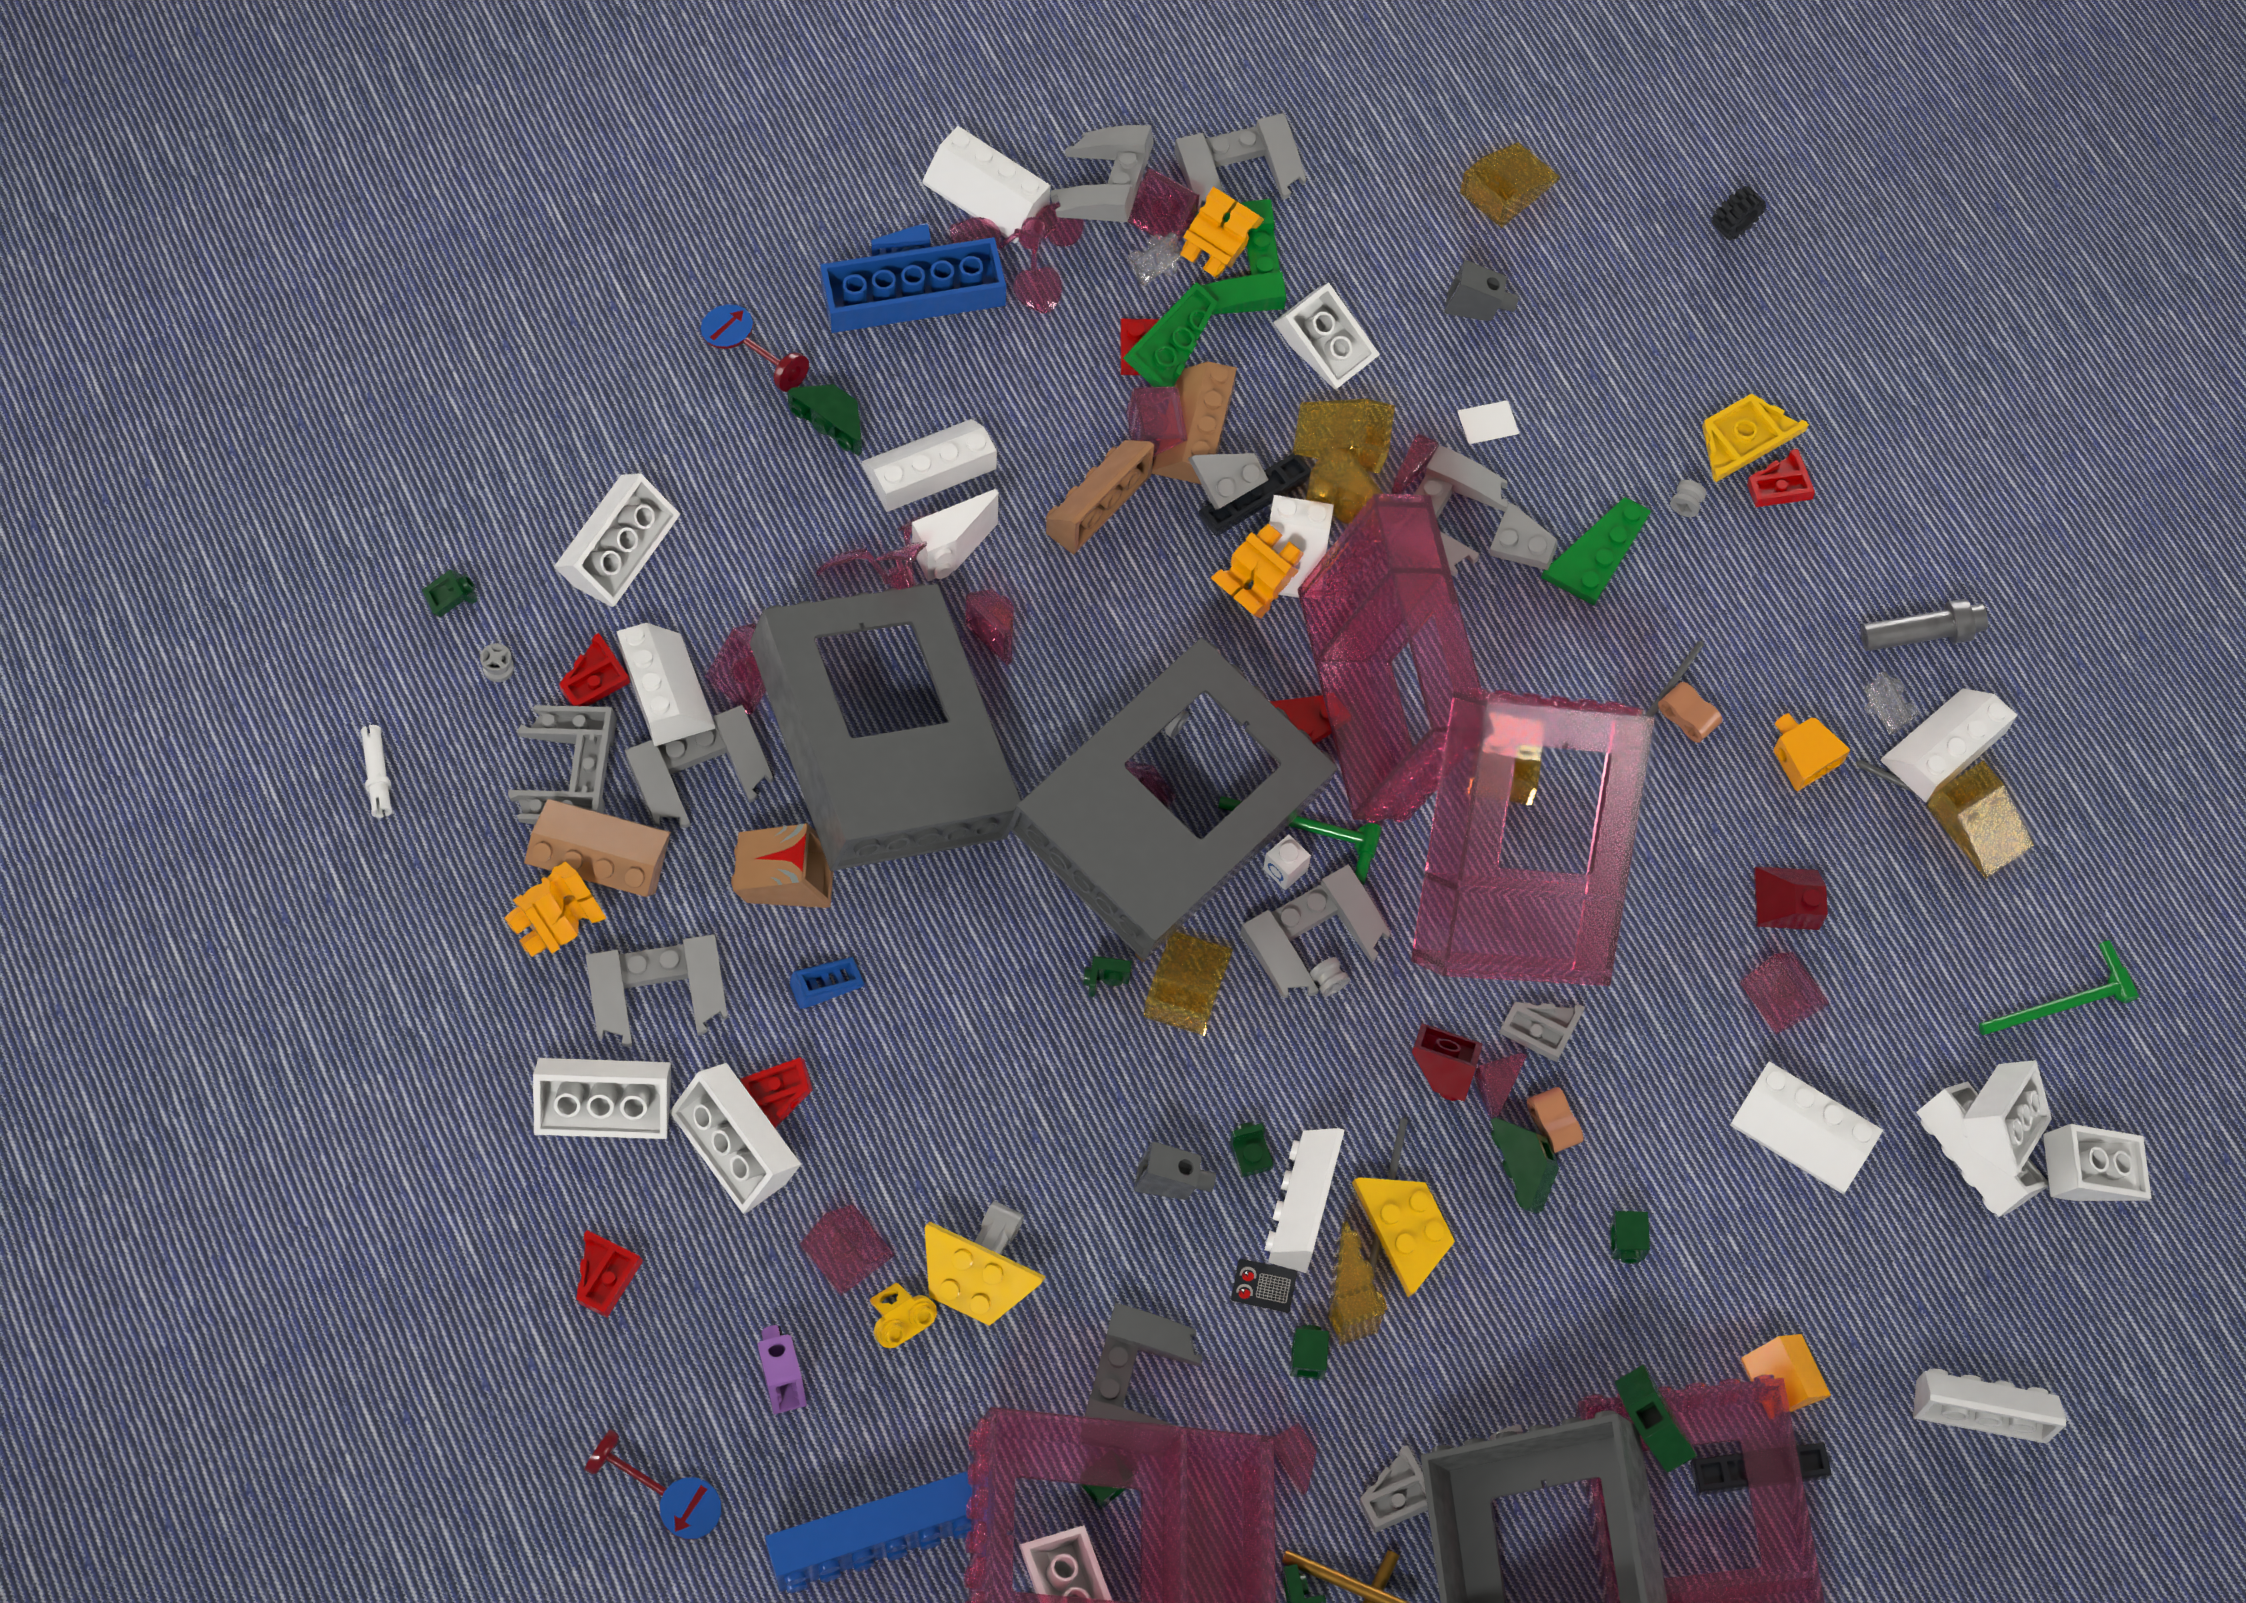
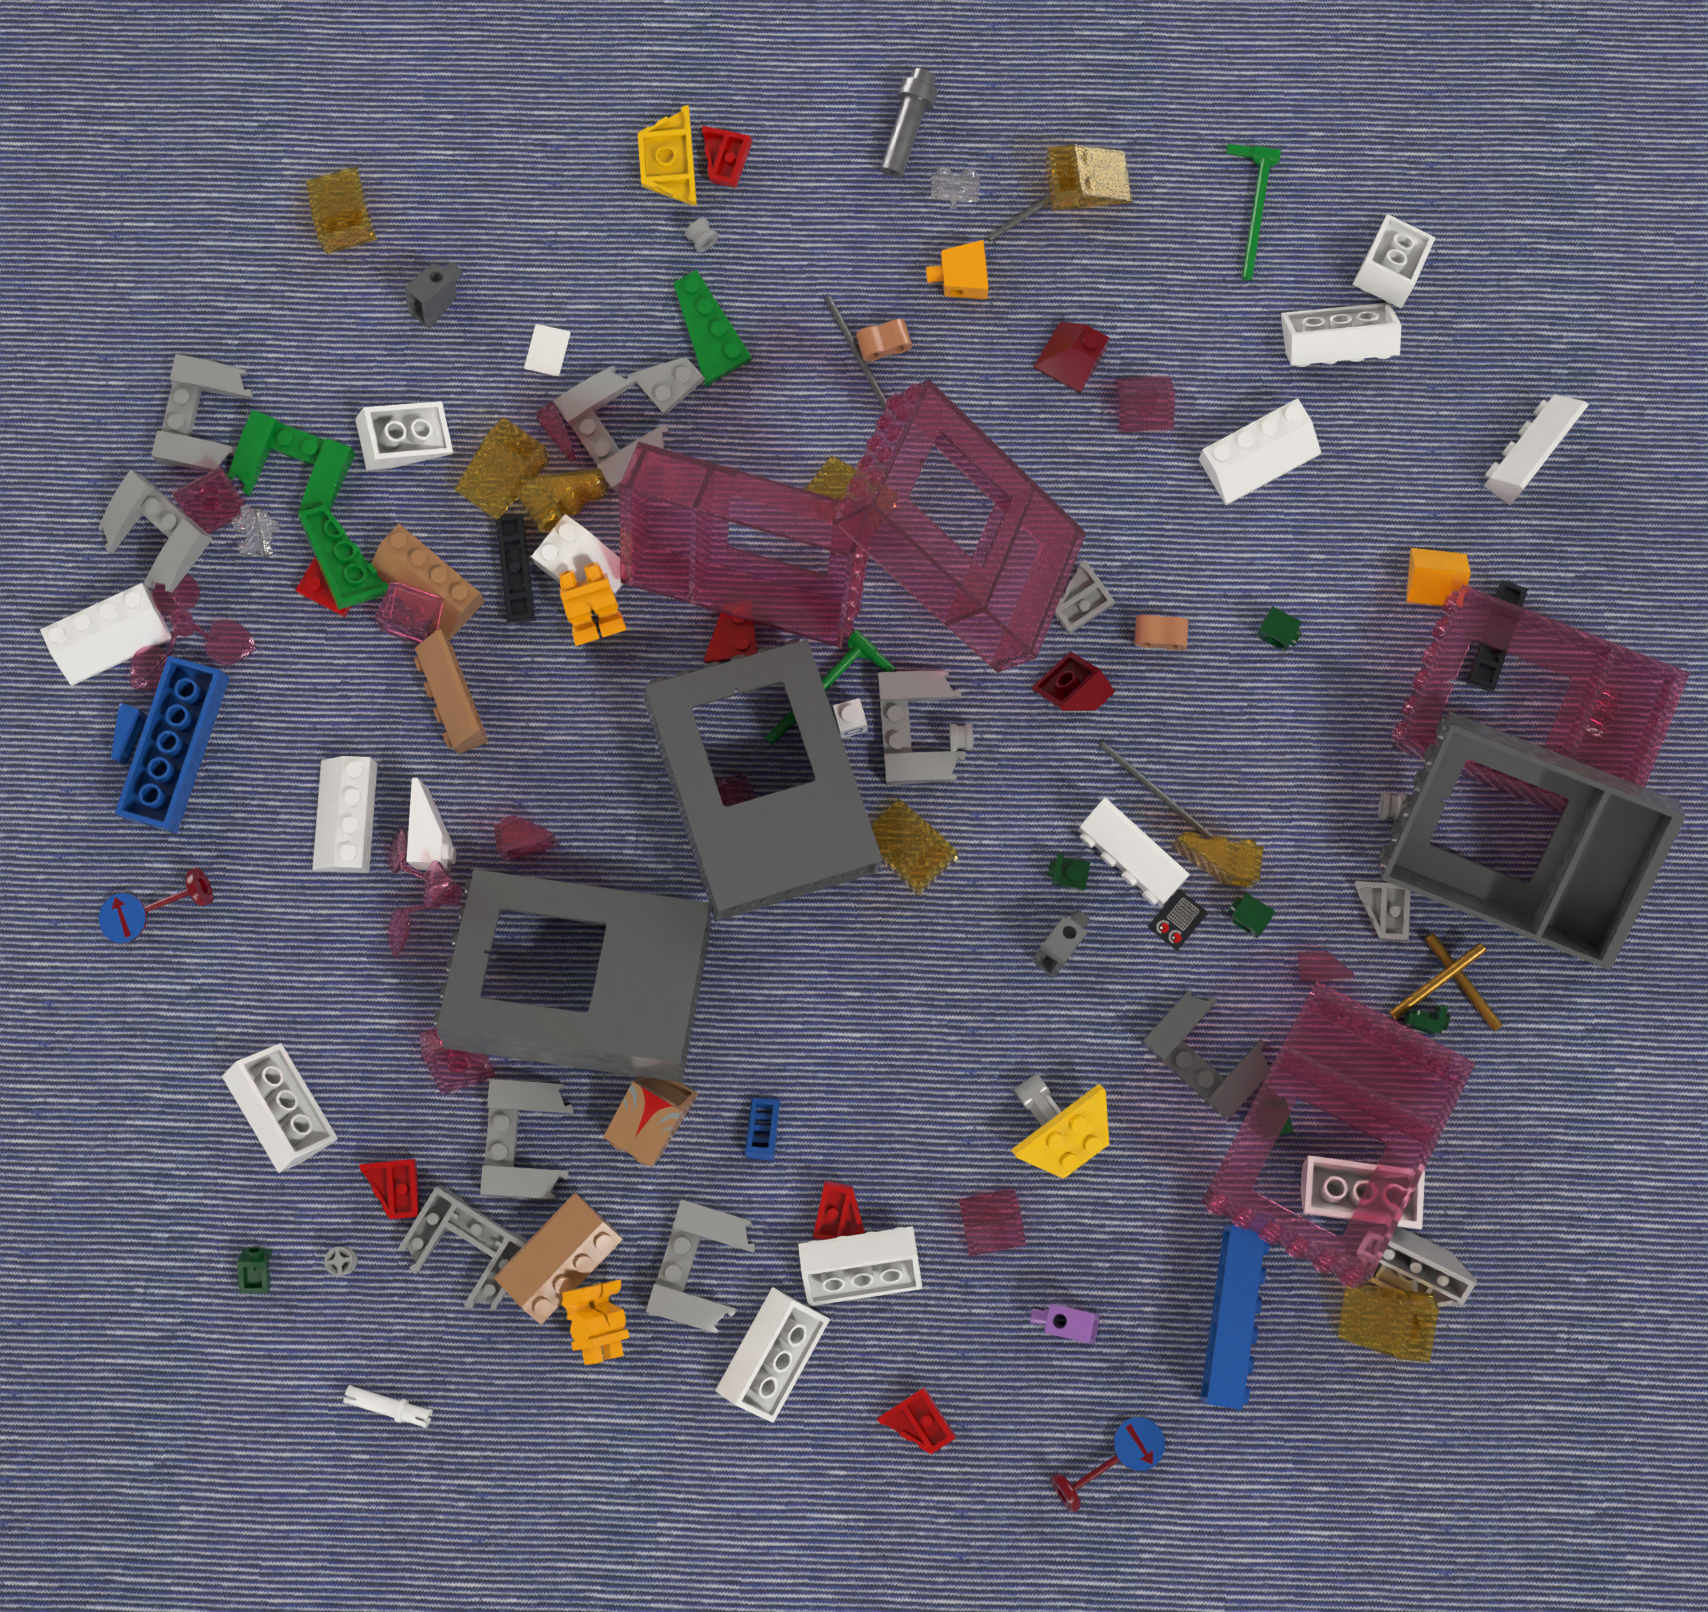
camera: 50 degrees left, 15 degrees up
(664, 683) = (436, 1132): white slope -> none
(830, 413) = (256, 873): dark green slope -> none
(902, 1318) = (1072, 1208): yellow bracket -> none
(1109, 970) = (870, 903): dark green bracket -> none
(1217, 238) = (265, 476): light orange hips -> none
(1227, 475) = (494, 583): light grey wing -> none
(1406, 1226) = (1189, 788): yellow wing -> none
(1497, 1080) = (1112, 658): clear pink slope -> none
(1527, 1161) = (1184, 671): dark green slope -> none
(1654, 1419) = (1447, 696): dark green slope -> none
(1738, 213) = (472, 46): black tyre -> none
(1949, 741) = (1010, 161): white slope -> none
(2008, 1116) = (1335, 302): white slope -> none

